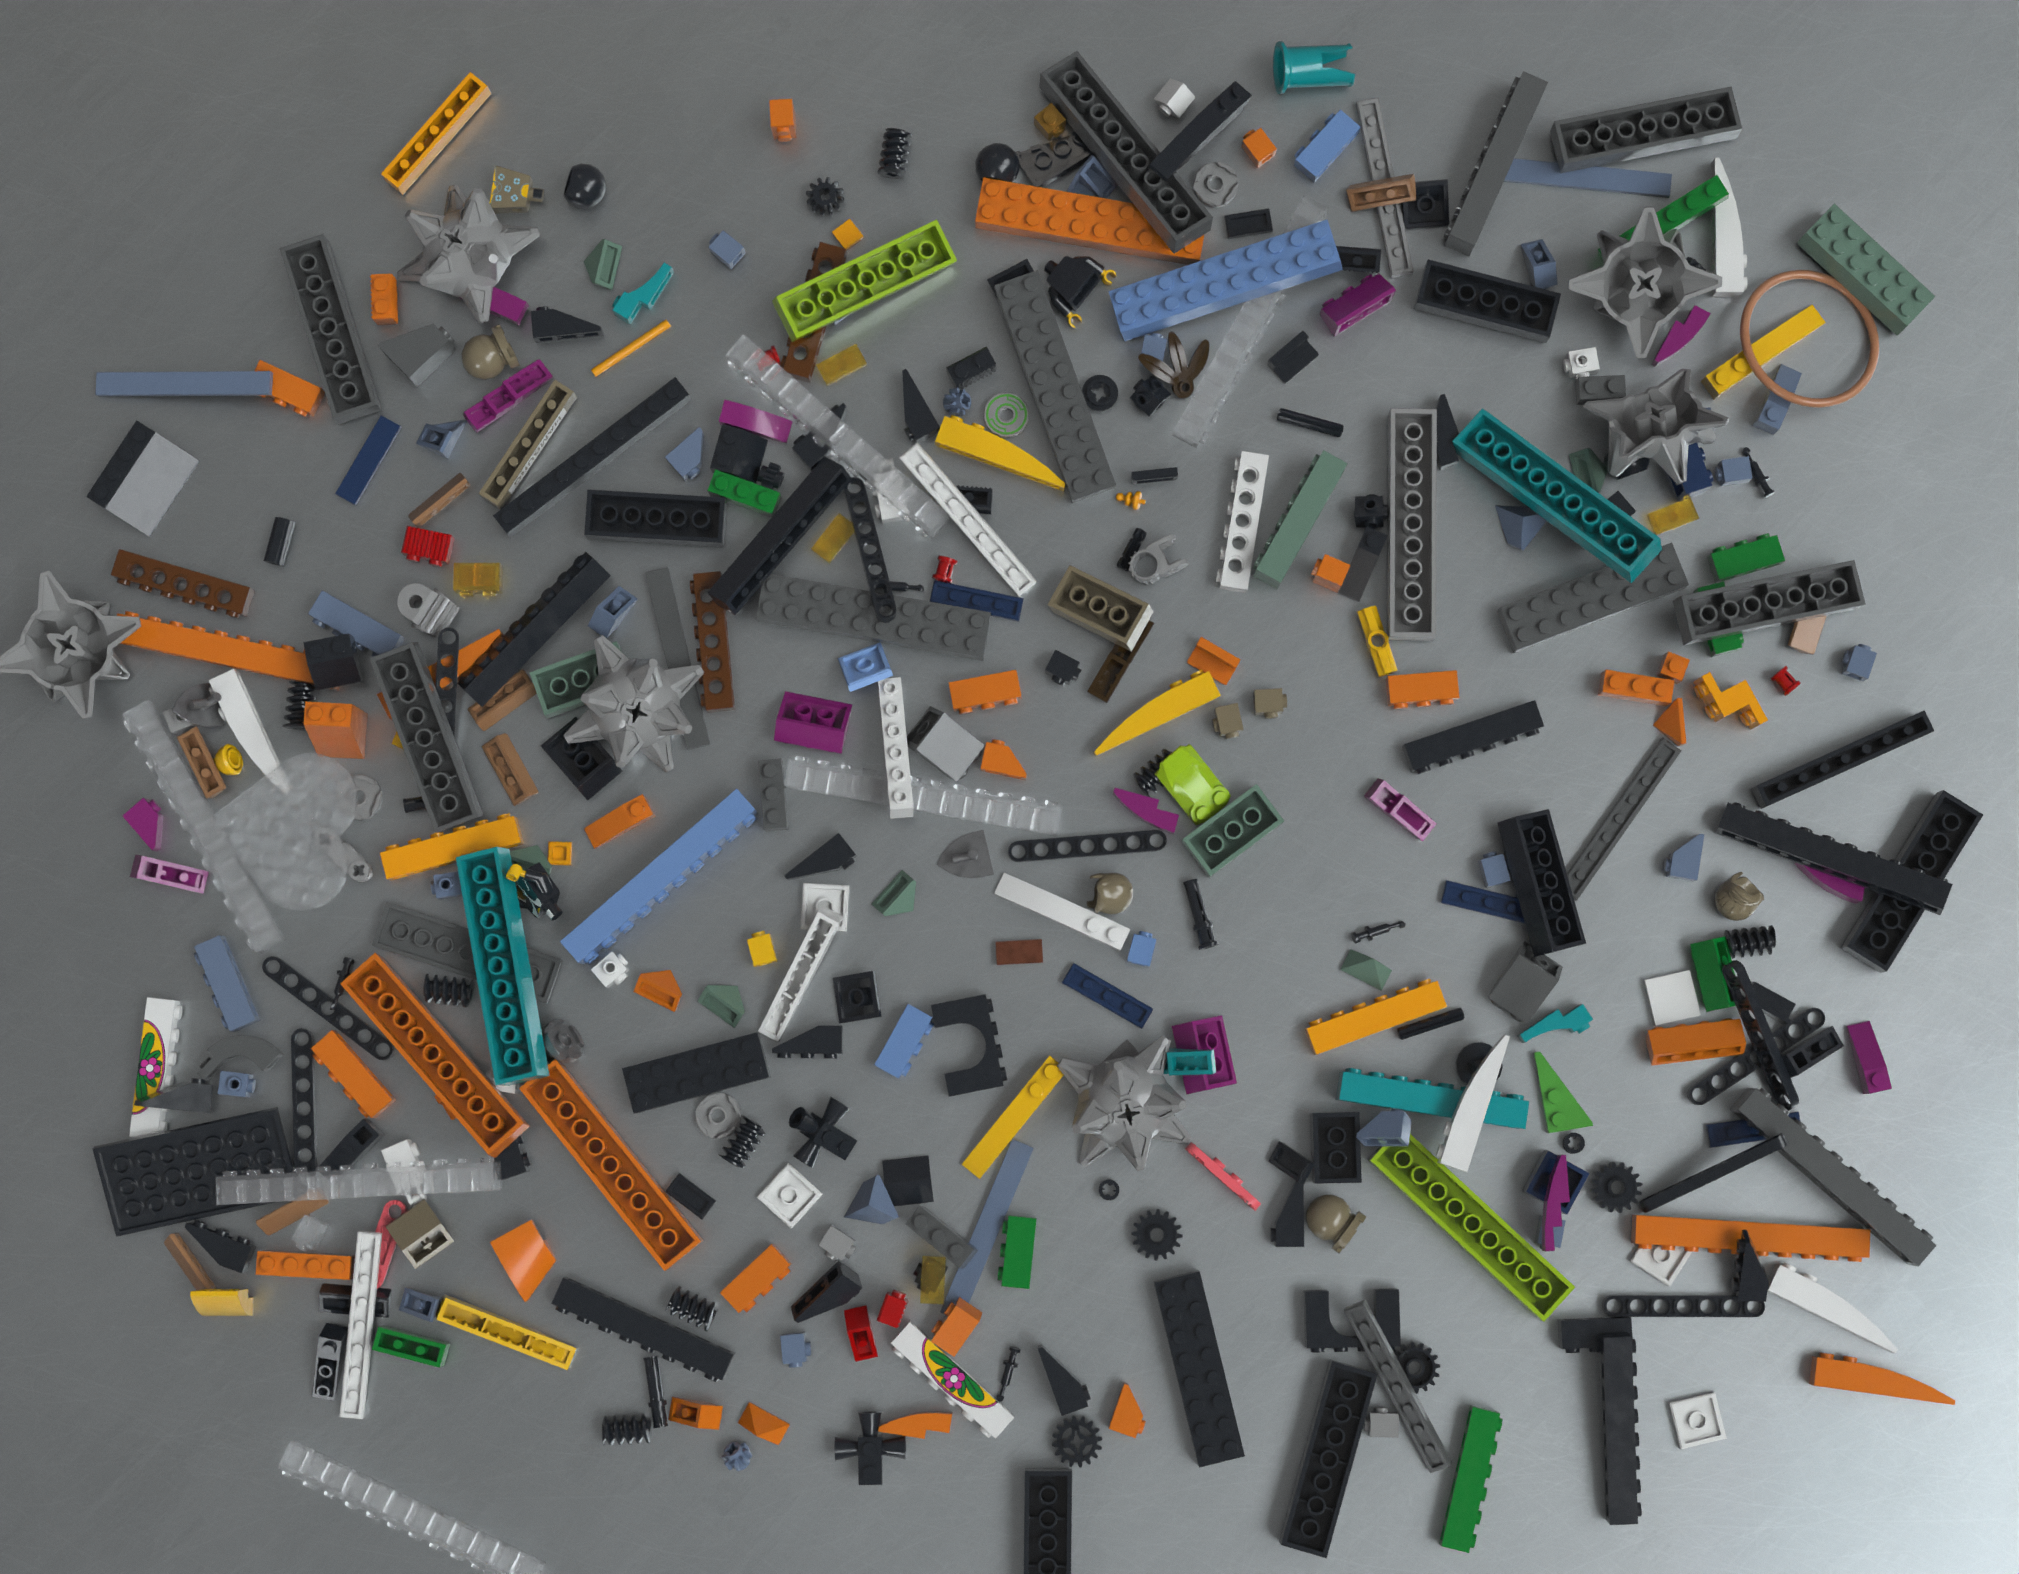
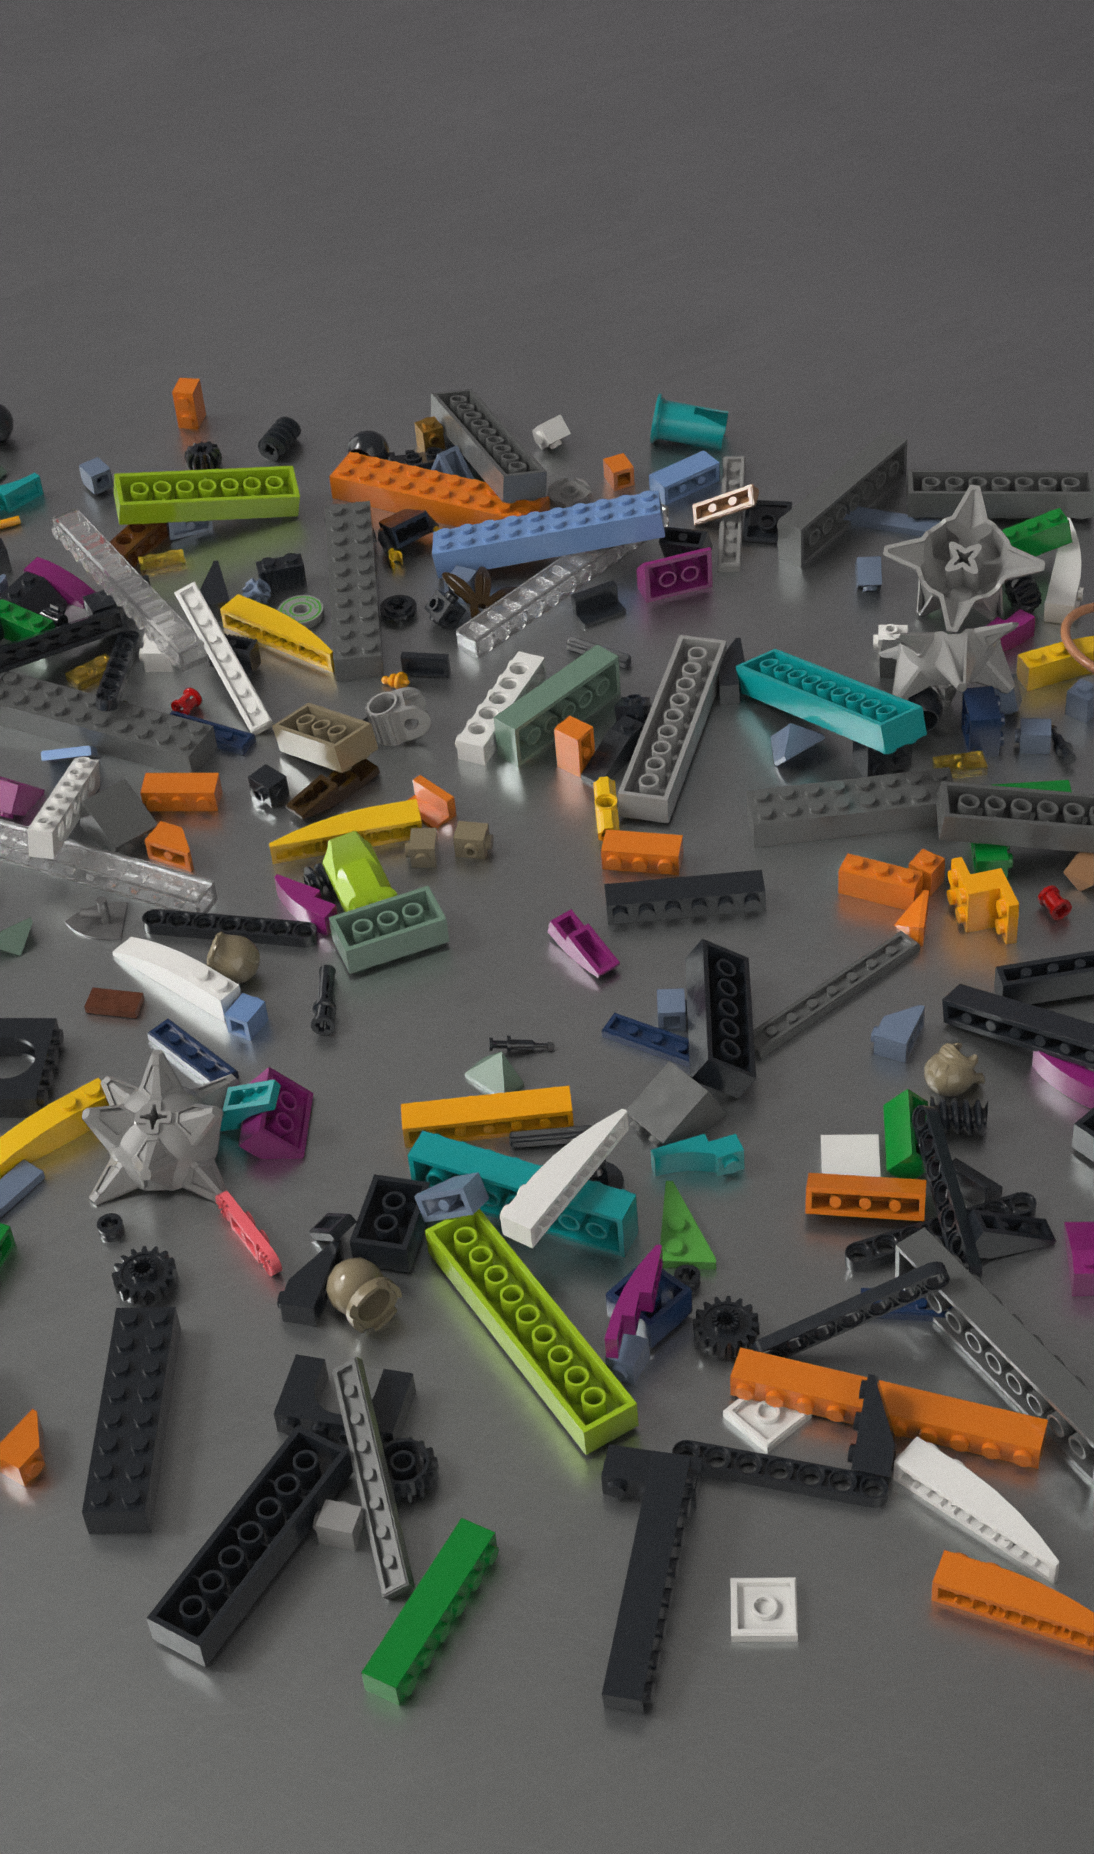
camera: 15 degrees right, 40 degrees down
(1201, 130) = (567, 436): black slope -> none
(1487, 301) = (806, 585): black brick -> none

